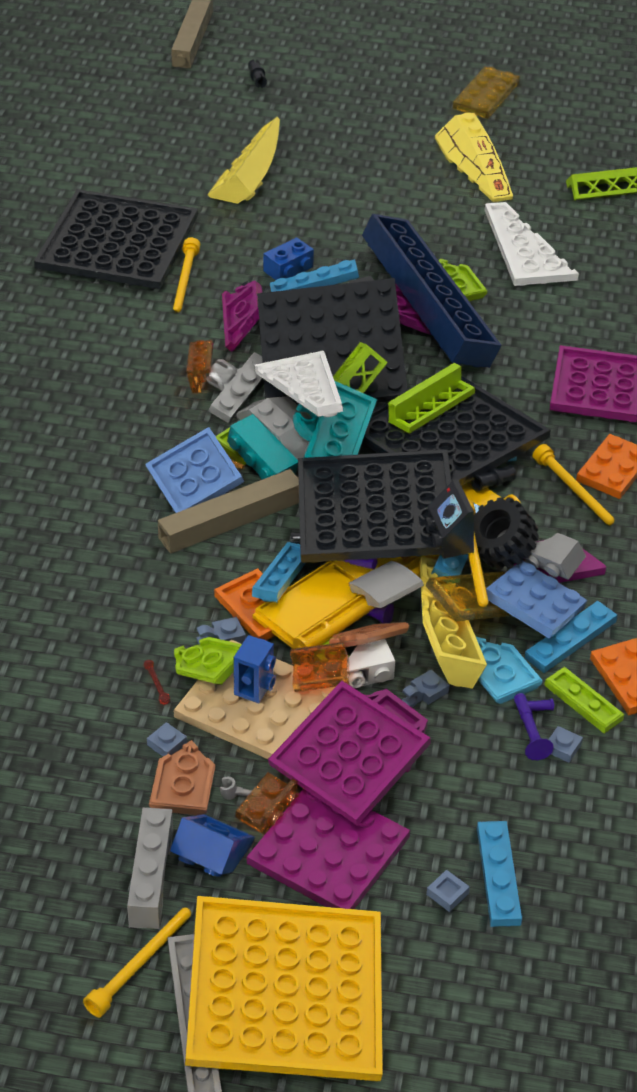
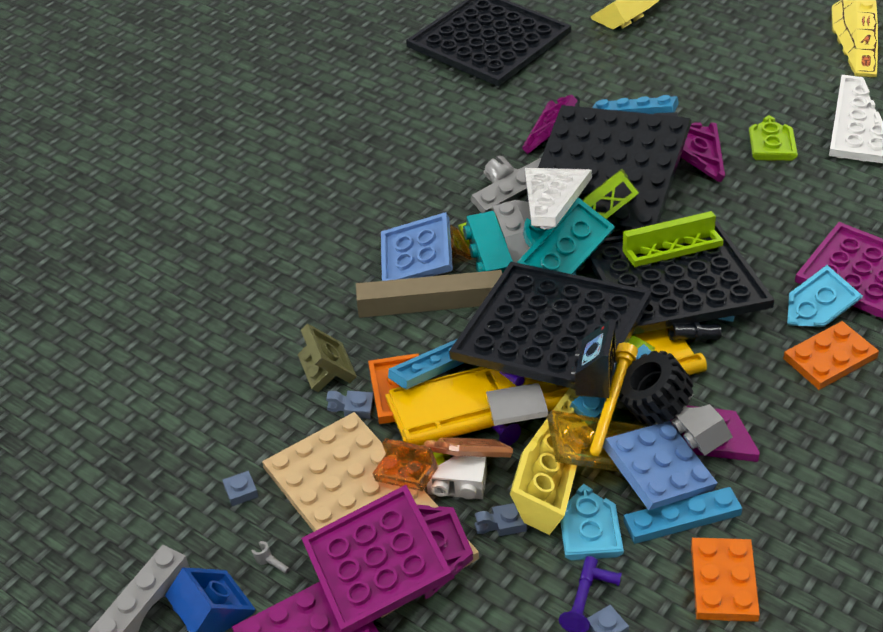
camera: 30 degrees right, 0 degrees up
(164, 698) = (265, 447): clear red hinge -> none
(169, 601) = (324, 358): none -> olive bracket
(183, 781) = (227, 532): nougat tile -> none
(190, 248) = (545, 58): yellow piece -> none
(199, 363) = (481, 155): clear orange bracket -> none
(207, 661) = (318, 425): lime tile -> none
(254, 669) = (339, 445): blue brick -> none
(267, 802) = (284, 579): clear orange bracket -> none
(288, 259) = (624, 84): blue brick -> none
(431, 291) = (736, 144): dark blue brick -> none
(545, 456) = (762, 326): yellow piece -> none
(583, 419) = (820, 299): none -> medium azure tile
(584, 700) = (657, 587): lime tile -> none

